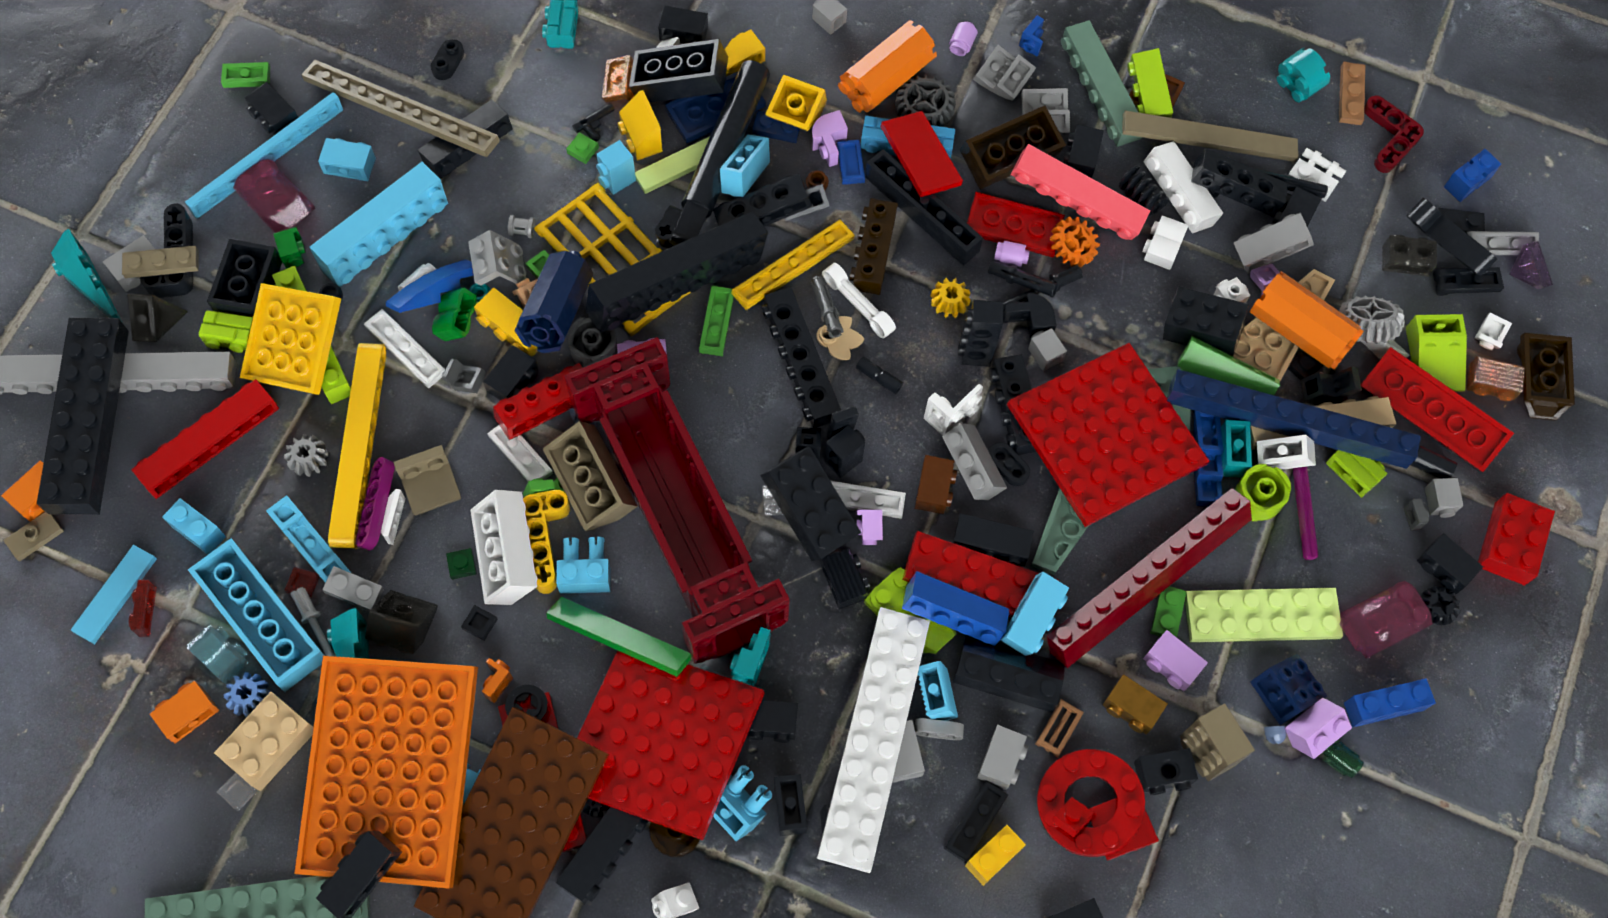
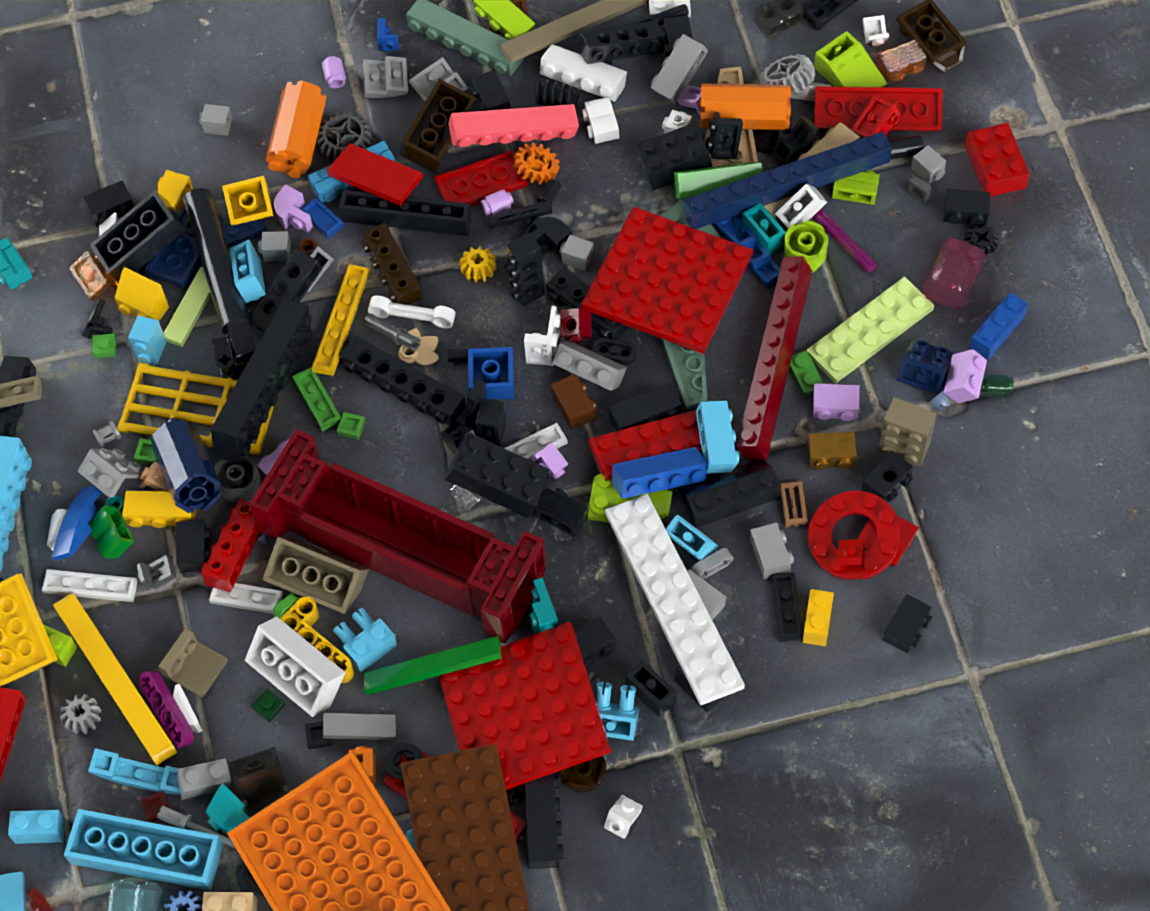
camera: 30 degrees left, 5 degrees down
(517, 642) = (359, 726): none -> light grey tile
(726, 365) = (351, 426): none -> bright green plate
(789, 159) = (275, 246): none -> light grey brick
(883, 406) = (494, 368): none -> blue brick
(990, 416) = (576, 324): none -> dark red brick
(1264, 336) = (724, 137): none -> black bracket
(1426, 418) = (876, 117): none -> red bracket

